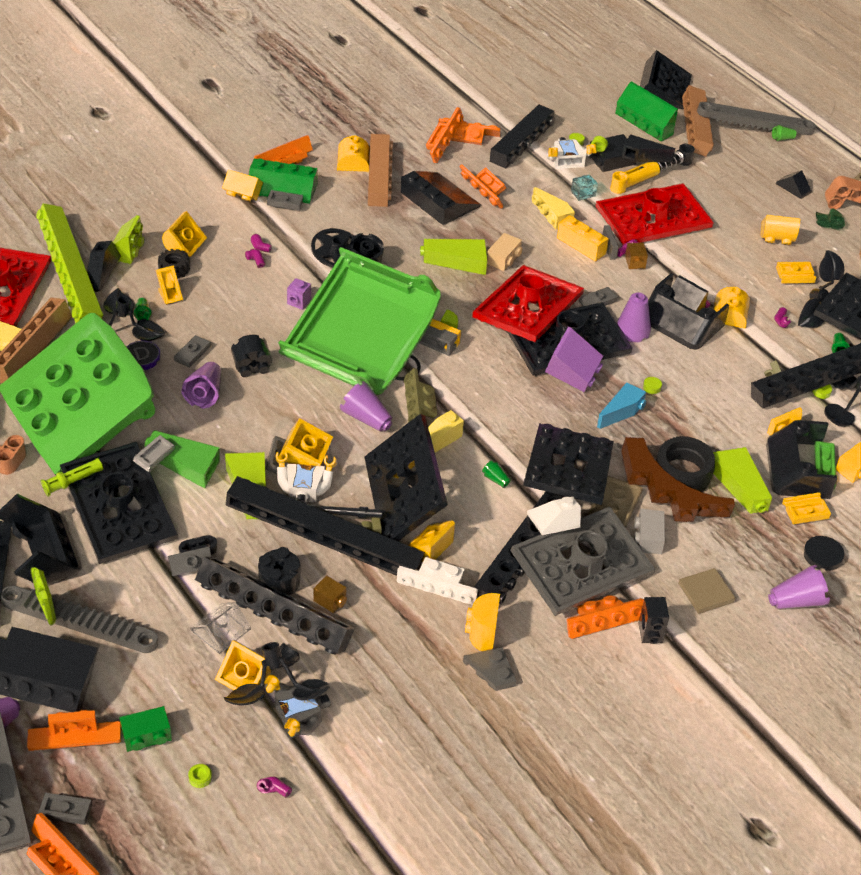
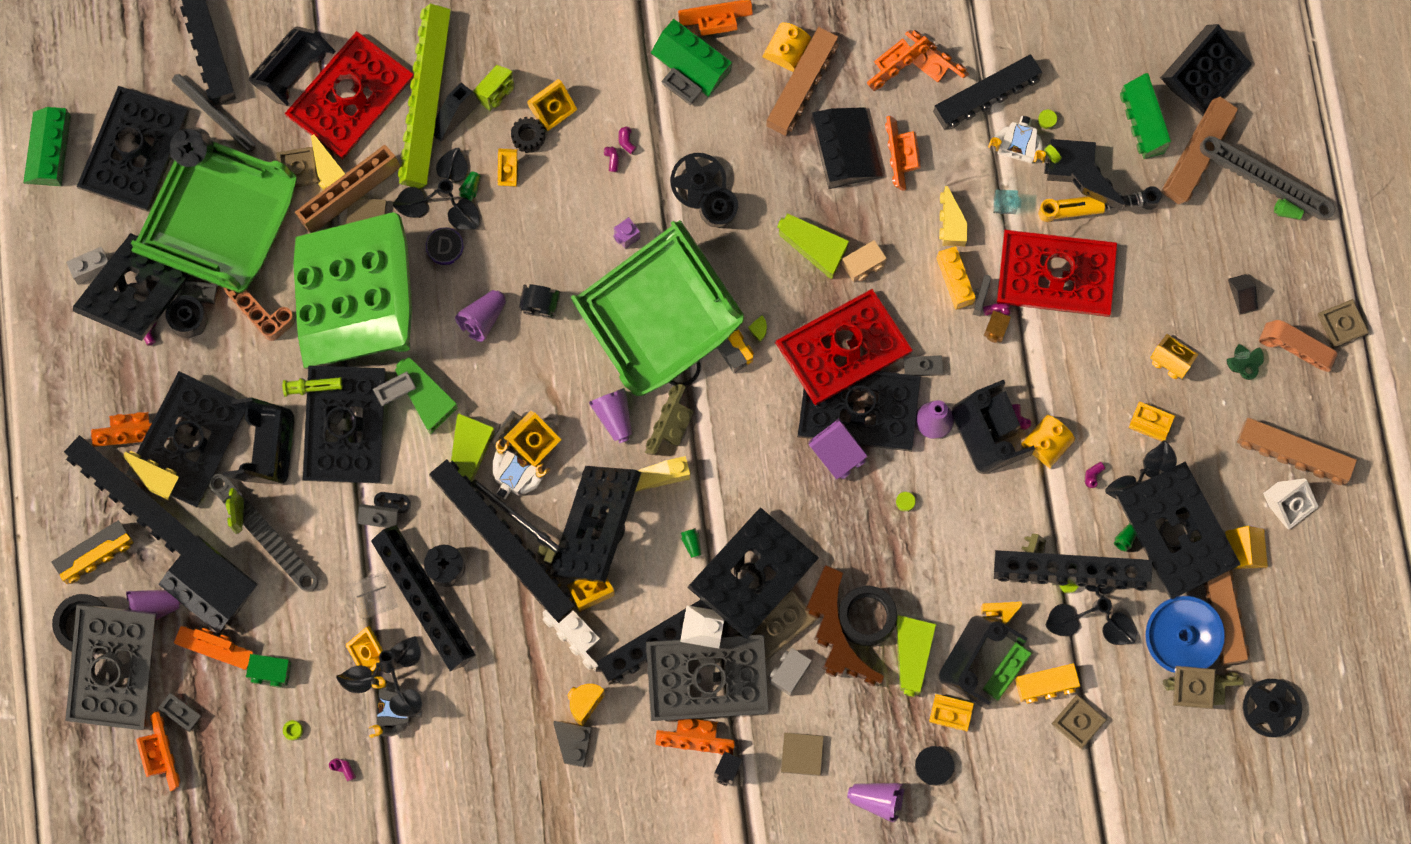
camera: 30 degrees right, 30 degrees up
(192, 351) = (493, 261): dark grey plate -> none
(242, 185) = (645, 50): yellow brick -> none
(329, 594) = (476, 607): pearl gold brick -> none
(622, 406) = (861, 515): dark azure slope -> none

